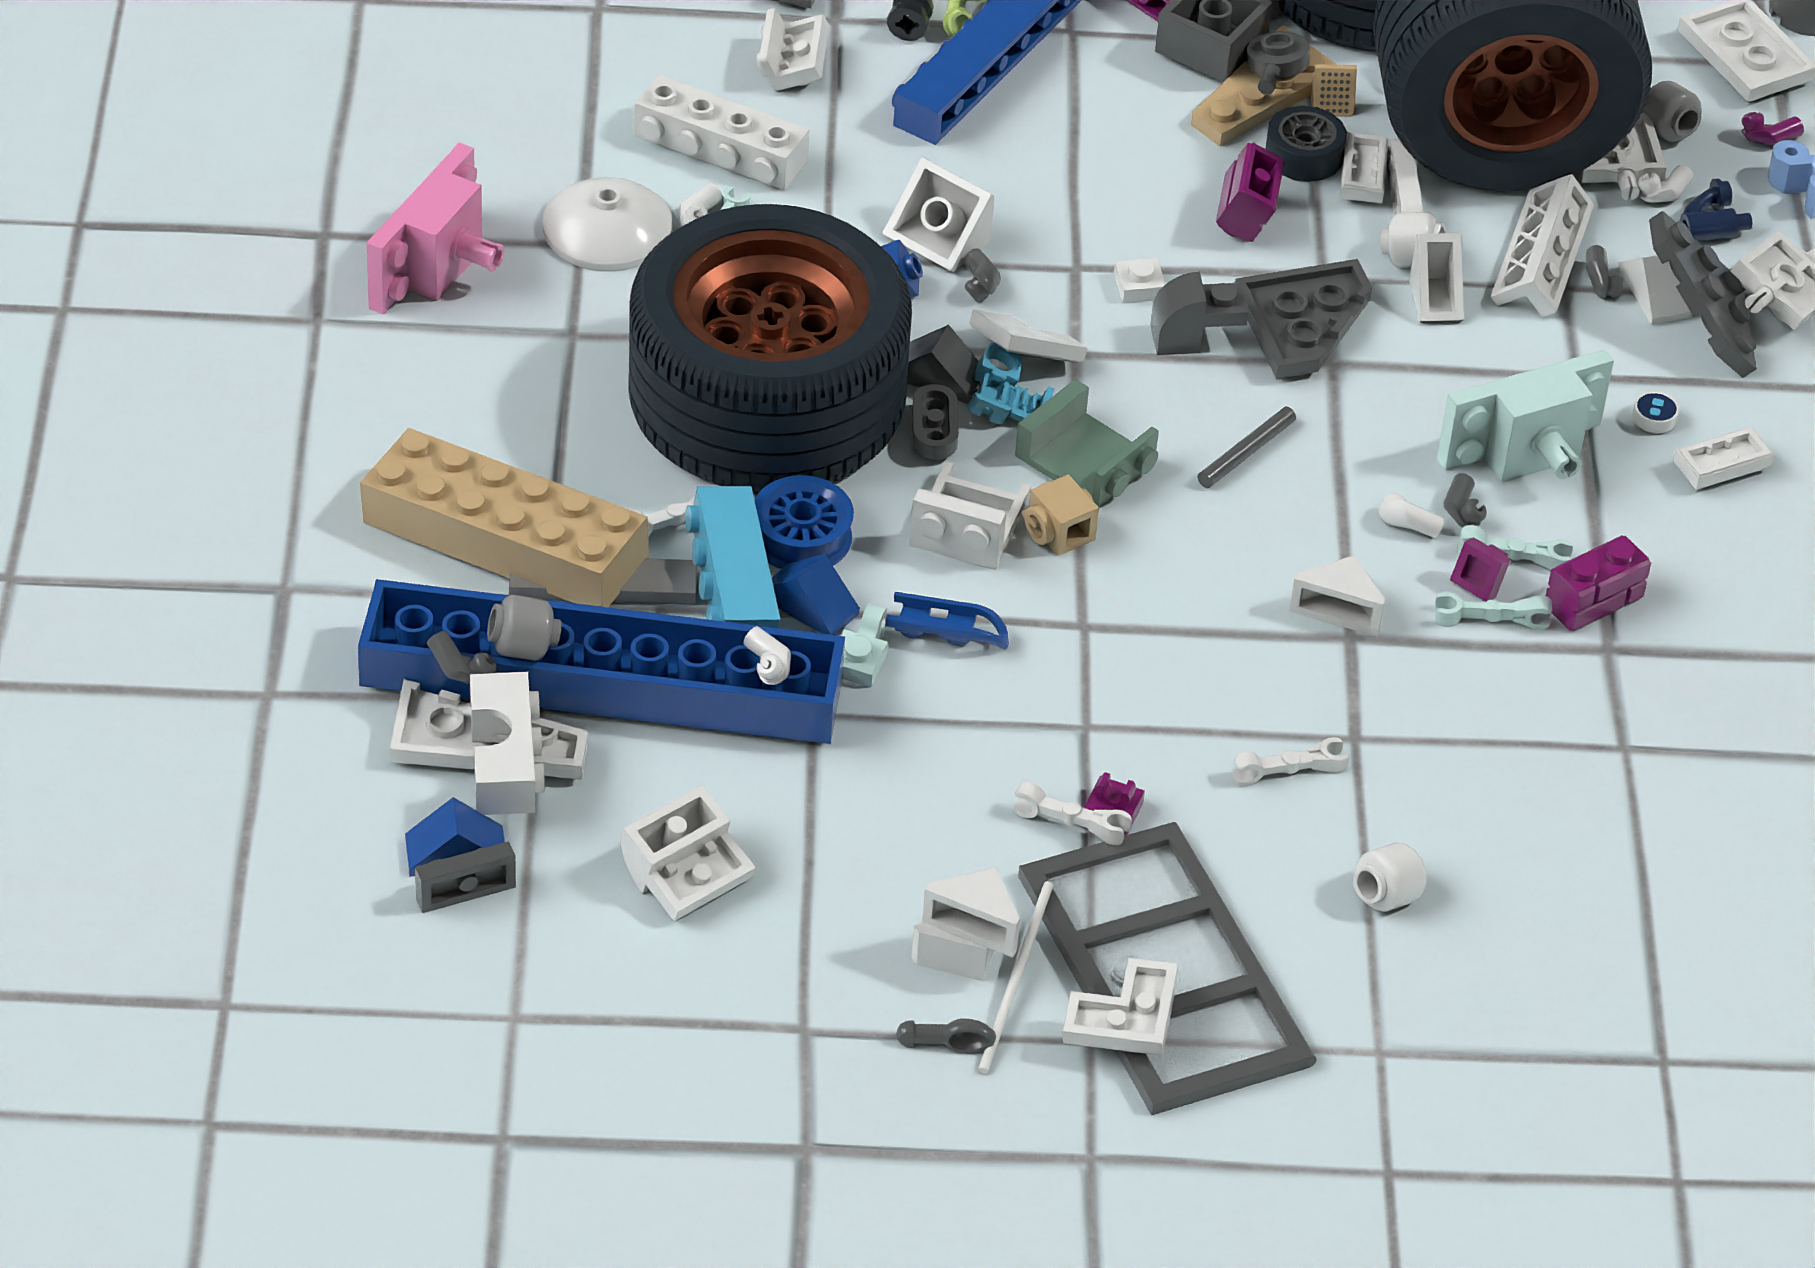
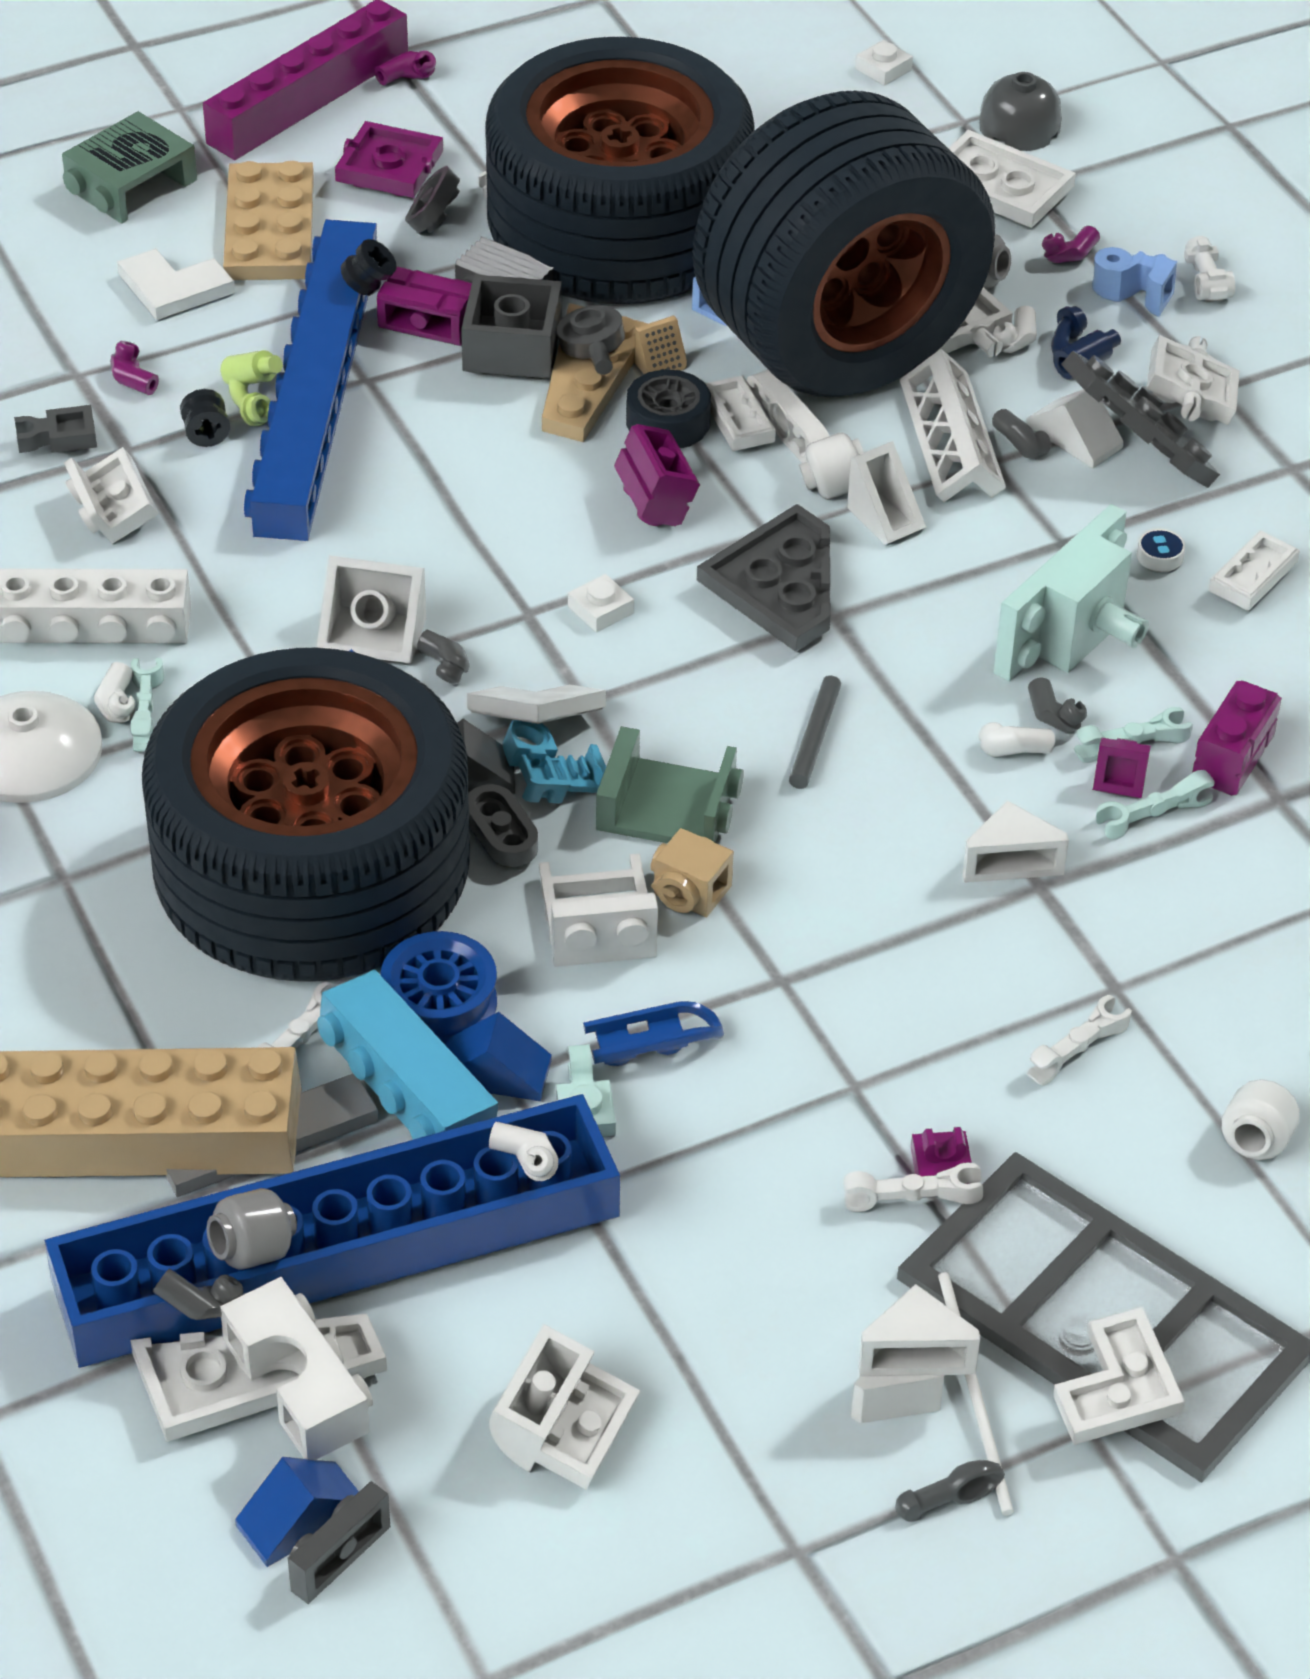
camera: 25 degrees left, 0 degrees up
(1188, 306) = (676, 612): dark grey brick -> none

